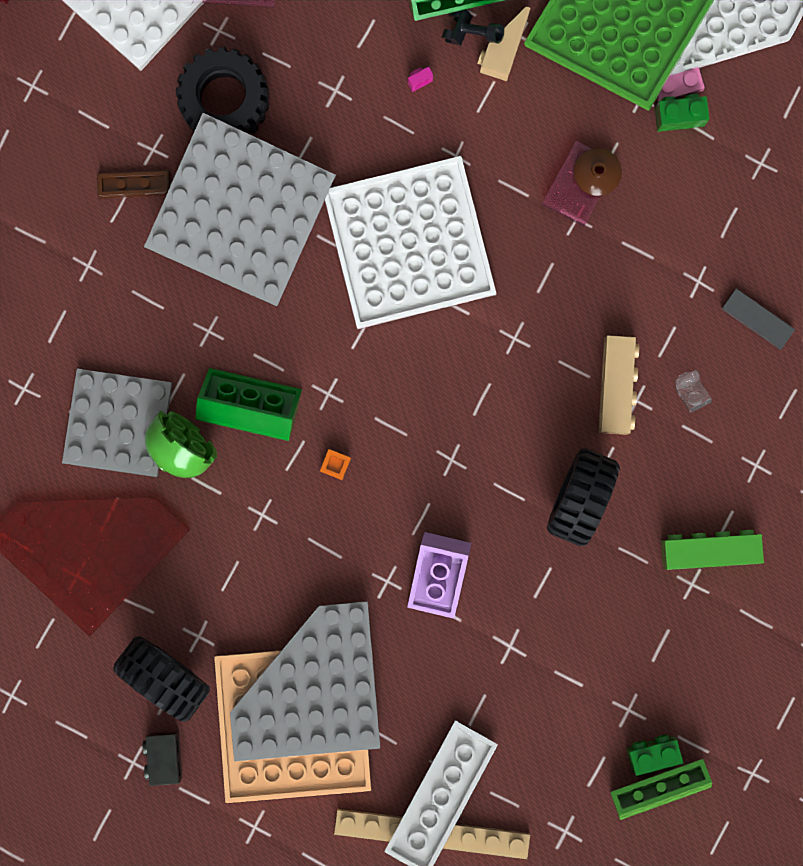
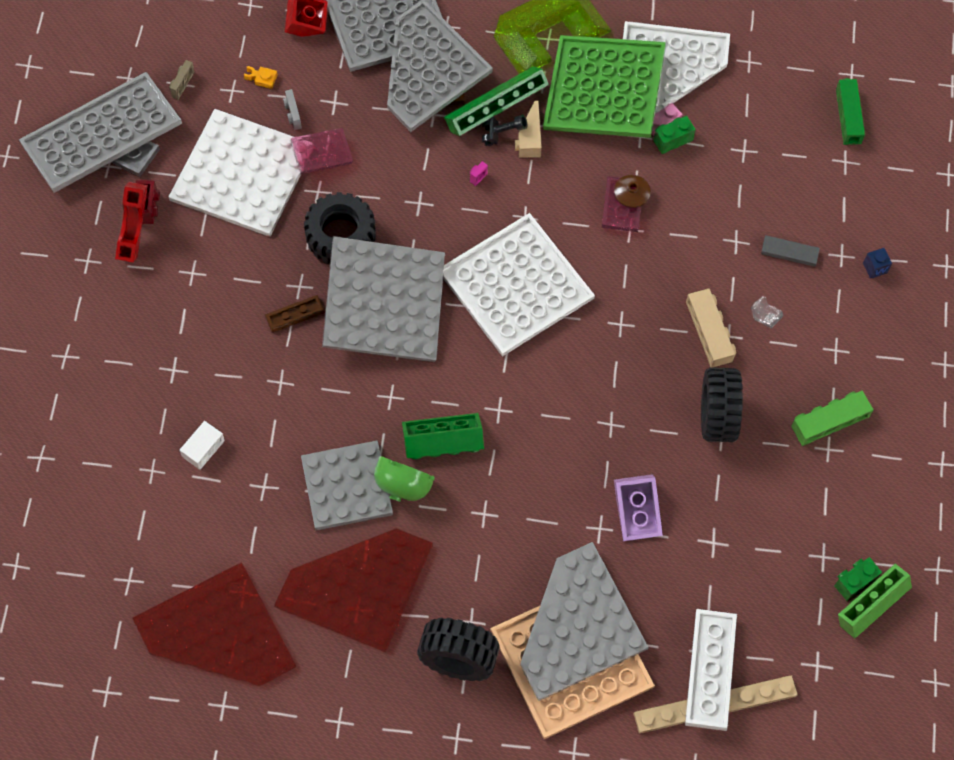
camera: 20 degrees left, 20 degrees down
(162, 758) = (480, 721): pearl dark grey brick -> none
(335, 464) = (525, 455): orange plate -> none

